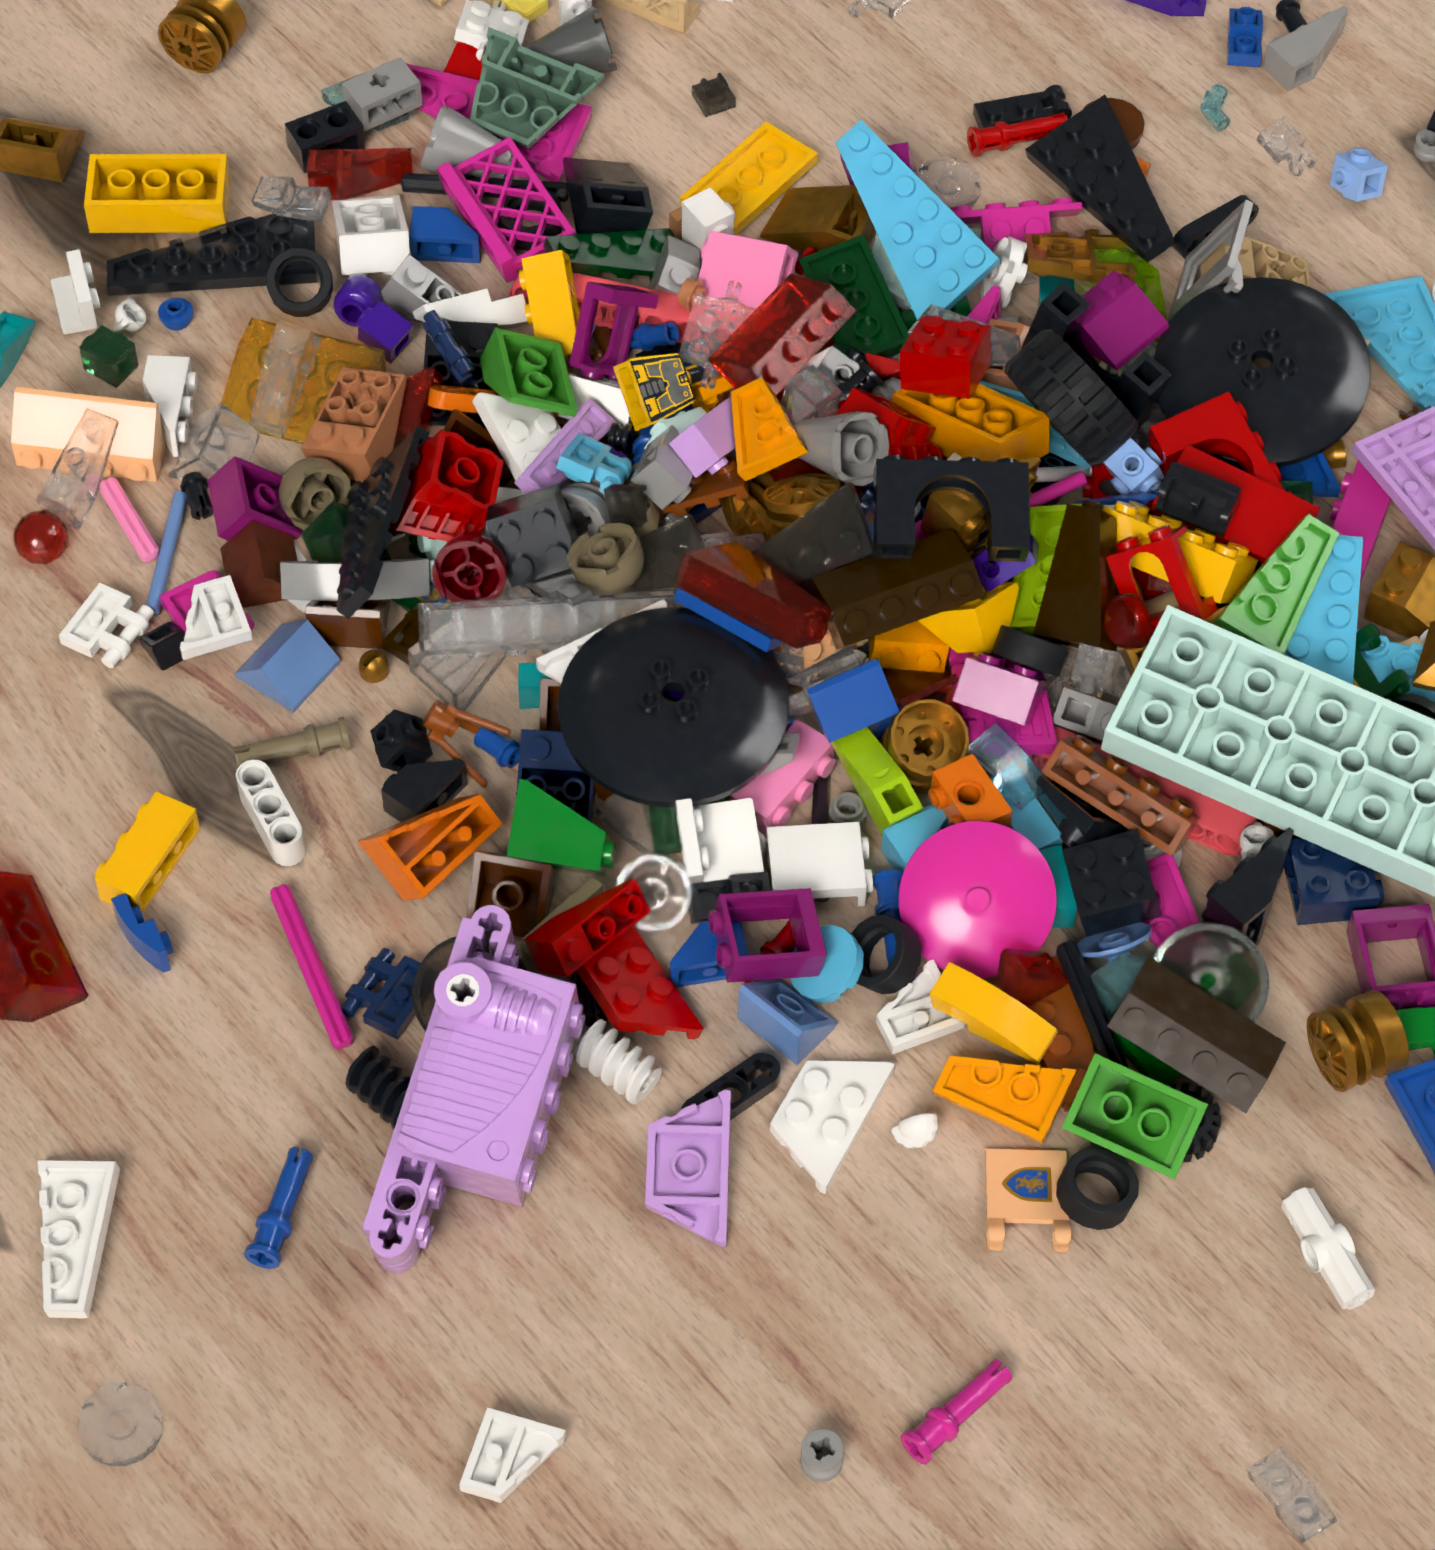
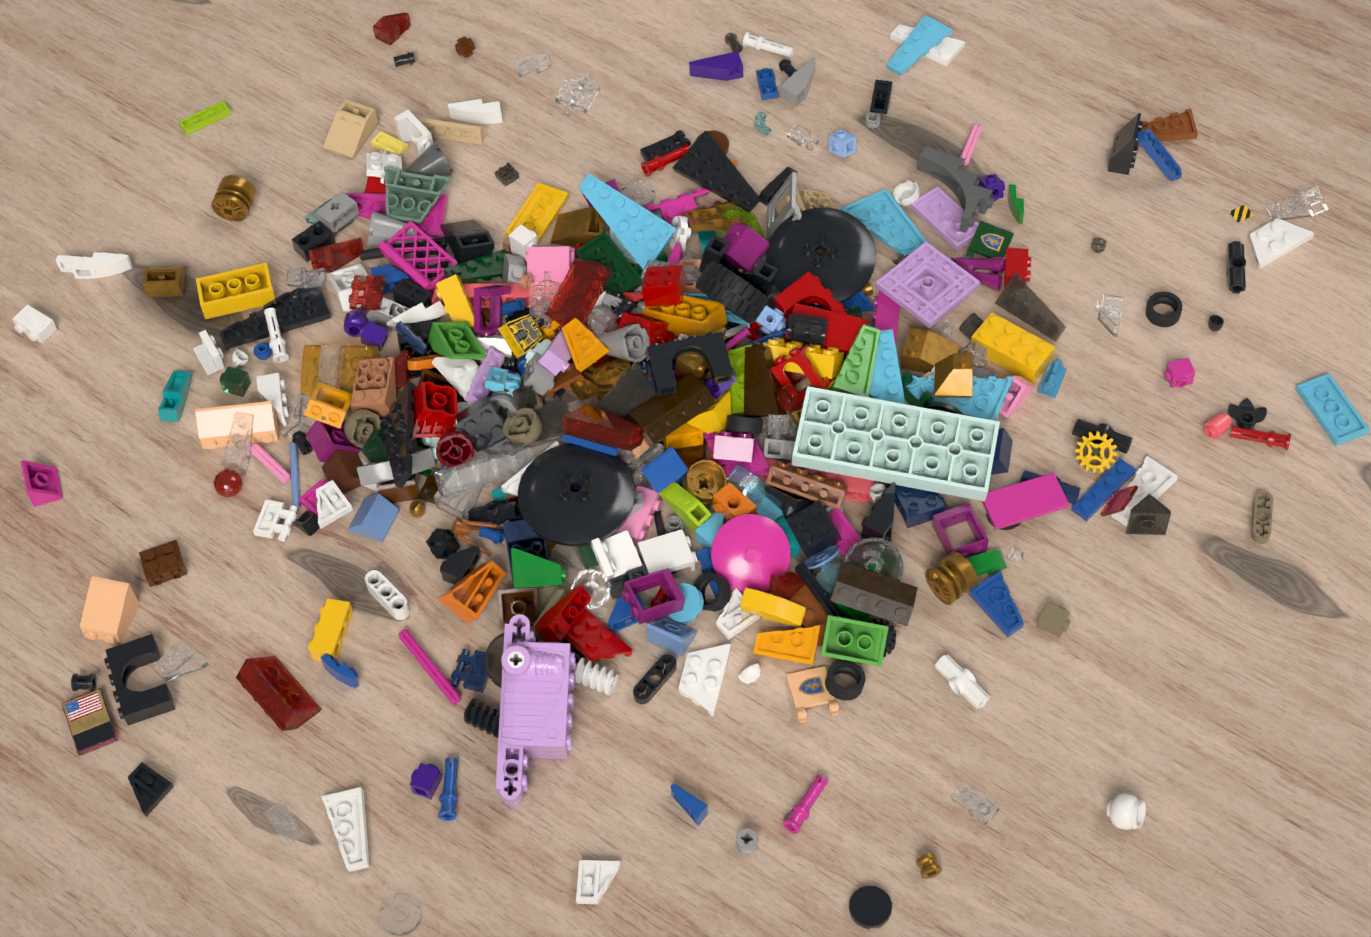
camera: 10 degrees left, 0 degrees up
(204, 303) = (277, 343): none -> white pin
(241, 1180) = (425, 780): none -> dark purple brick
(249, 431) = (321, 405): none -> light orange window
(298, 255) = (323, 334): black tyre -> none
(310, 741) = (396, 554): dark tan pin -> none
(401, 250) = (372, 295): none -> clear red plate
(471, 270) = (410, 294): none -> black hinge
(513, 706) = (495, 512): none -> black piece
(691, 1168) = (645, 719): lavender wing -> none
(734, 1357) = (693, 806): none -> blue slope
(929, 692) = (700, 456): clear red piece -> none

